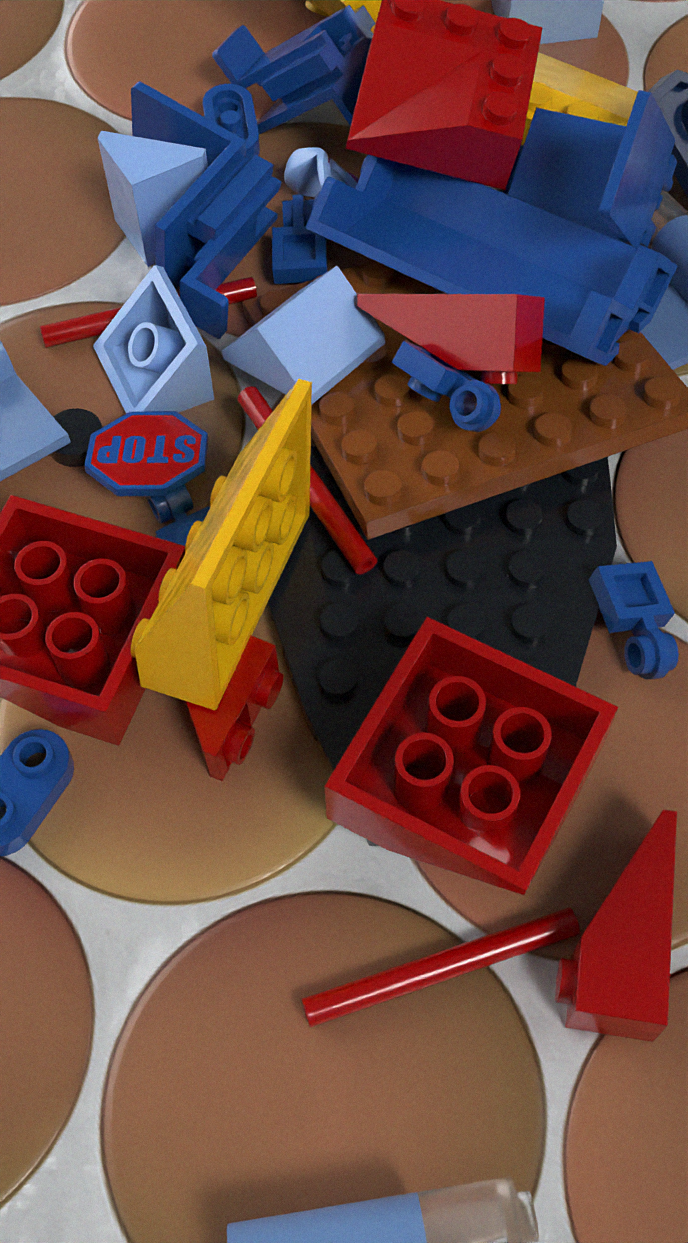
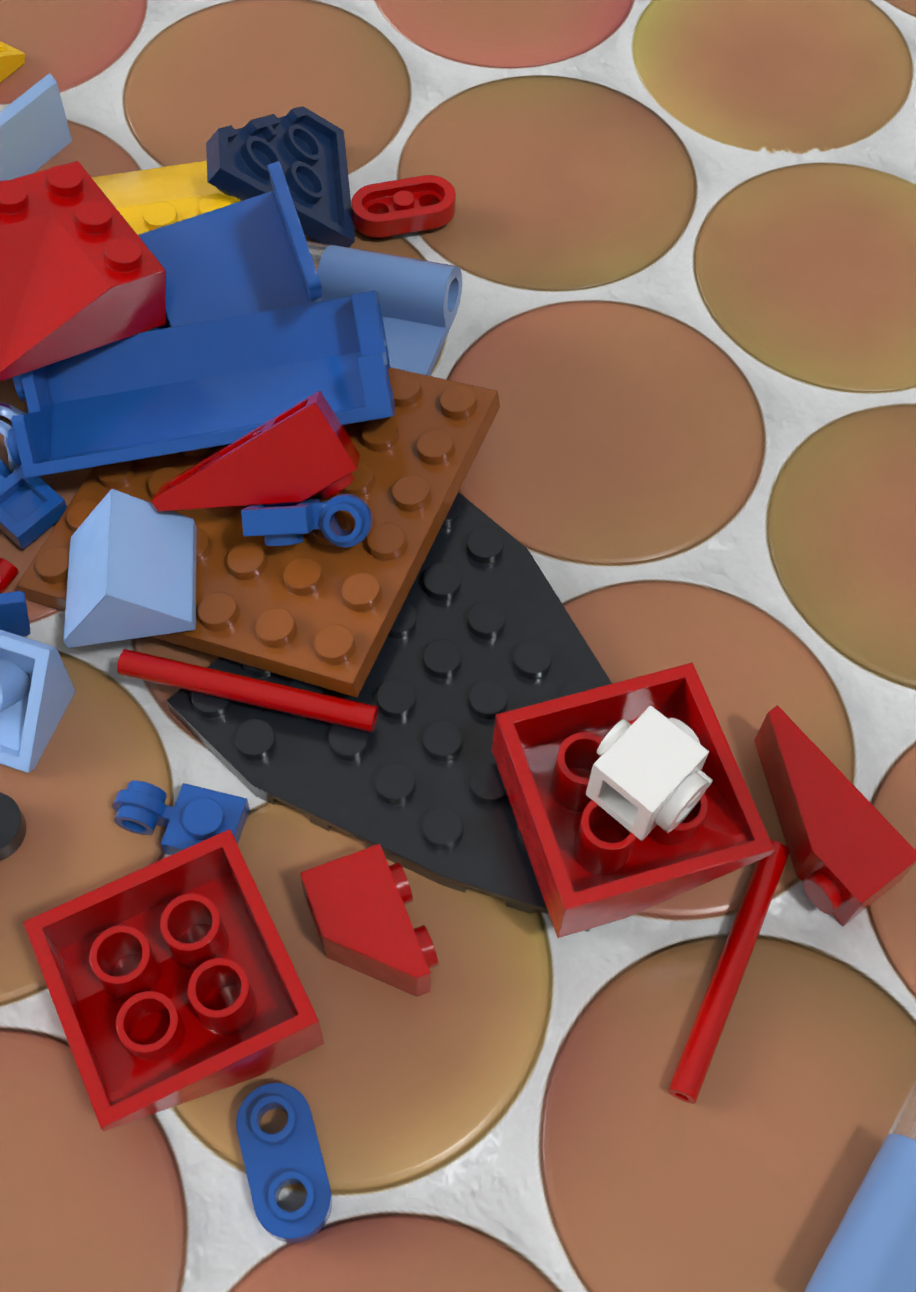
camera: 50 degrees left, 0 degrees up
(147, 453) = (83, 784): piece -> none
(231, 561) = (291, 801): yellow slope -> none
(481, 744) = (649, 773): none -> white brick
(636, 601) = (585, 580): blue plate -> none

